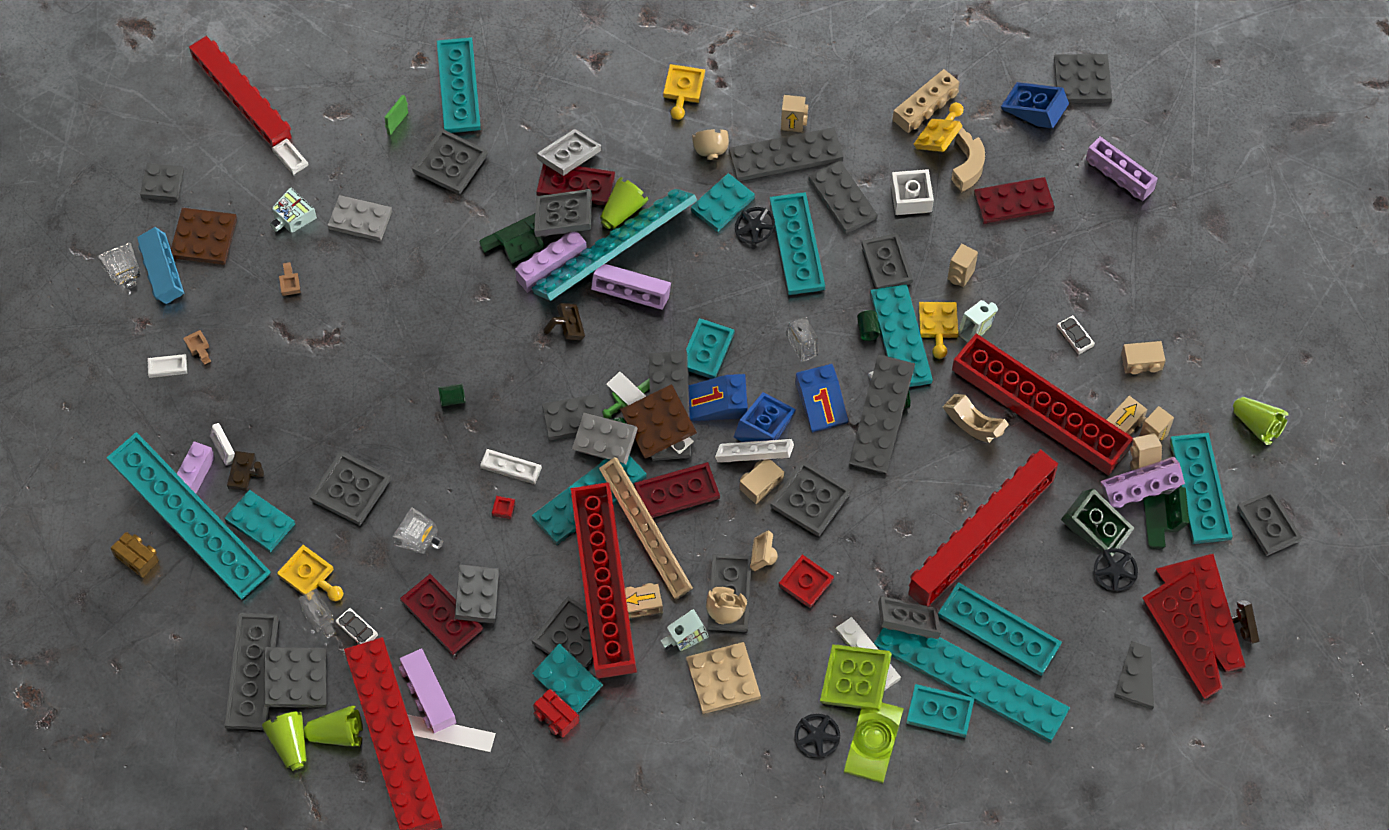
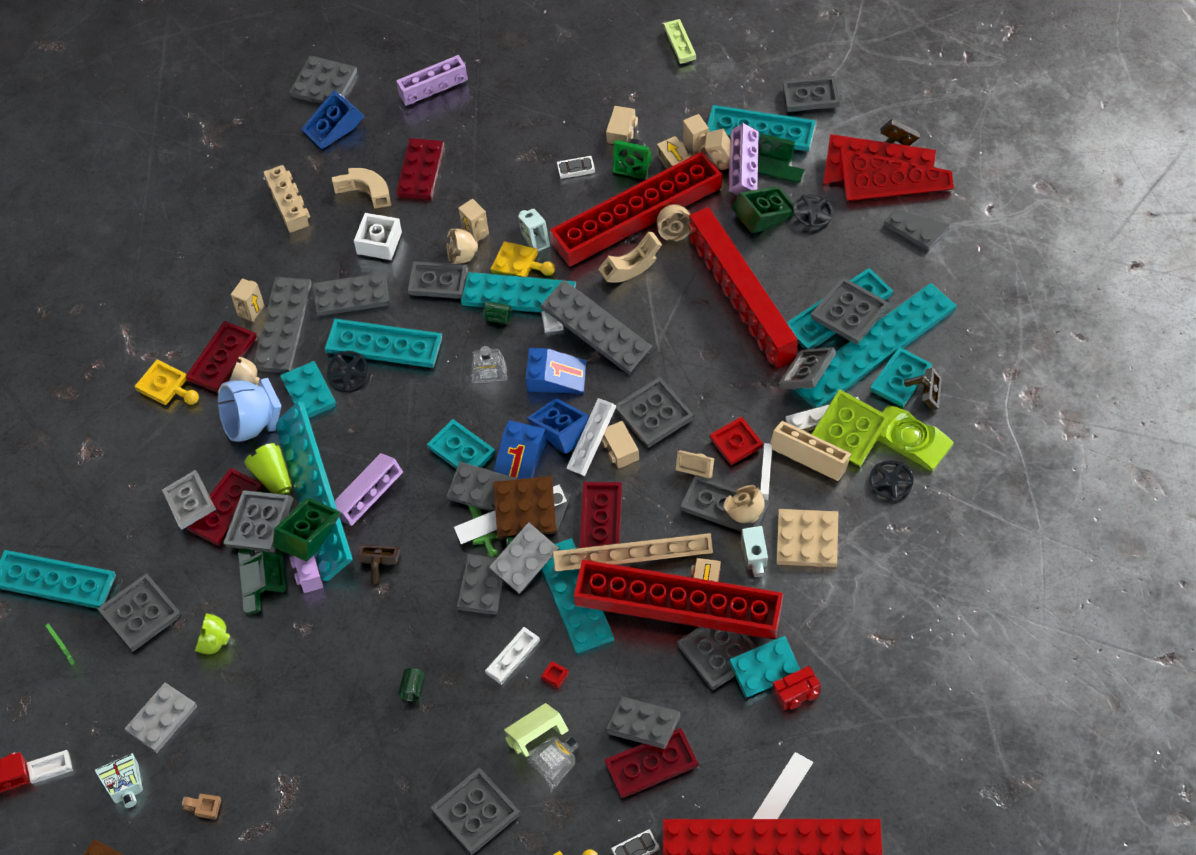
camera: 65 degrees left, 5 degrees down
(427, 690) = (732, 798): lavender brick -> none
(439, 503) = (533, 726): none -> yellowish green panel
(444, 222) = (212, 635): none -> lime cylinder
(561, 249) = (305, 529): none -> dark green slope
(673, 159) = (250, 411): none -> light blue plate
(737, 118) = (220, 356): none -> dark red plate
(778, 618) = (766, 470): none -> white tile
(815, 648) = (810, 450): none -> tan brick
(930, 267) = (461, 246): none -> tan cylinder
(936, 741) = (932, 387): none -> dark brown plate
(940, 132) = (327, 197): yellow plate -> none
(995, 637) = (850, 310): none -> dark grey plate
(1037, 438) = (673, 222): none -> tan cylinder
(1103, 379) = (633, 155): none -> green piece
(1261, 418) = (714, 65): lime cone -> none
(1282, 375) = (679, 41): none -> yellowish green plate

